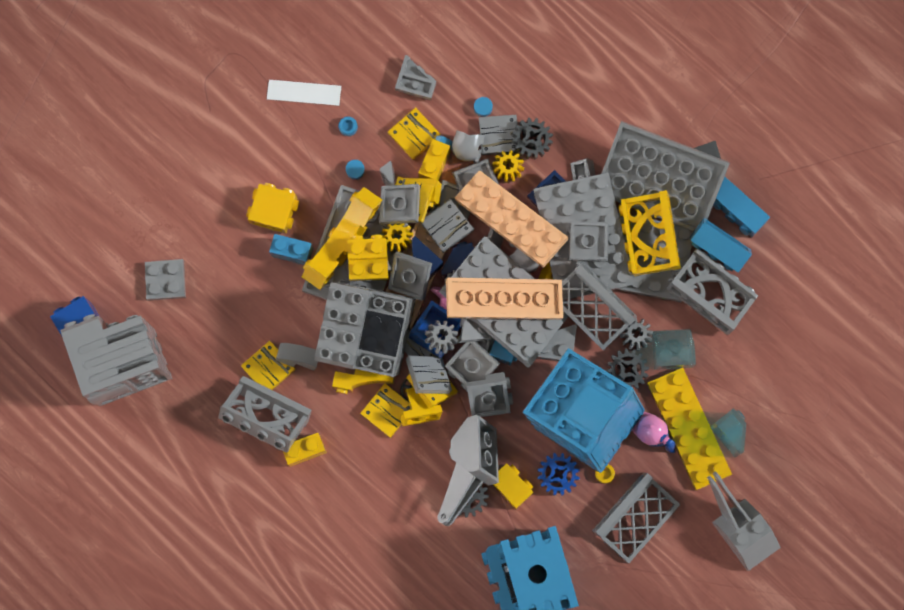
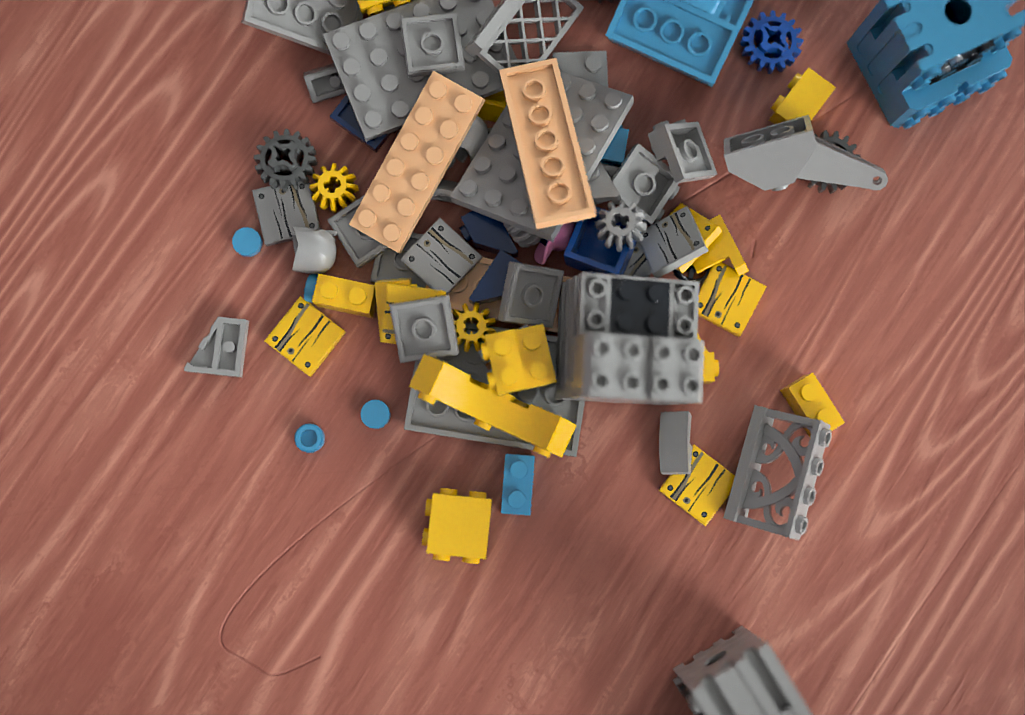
camera: 105 degrees left, 5 degrees up
(165, 280) = (596, 669): light grey plate -> none
(304, 92) = (266, 516): white sticker -> none
(387, 174) = (381, 357): light grey slope -> none

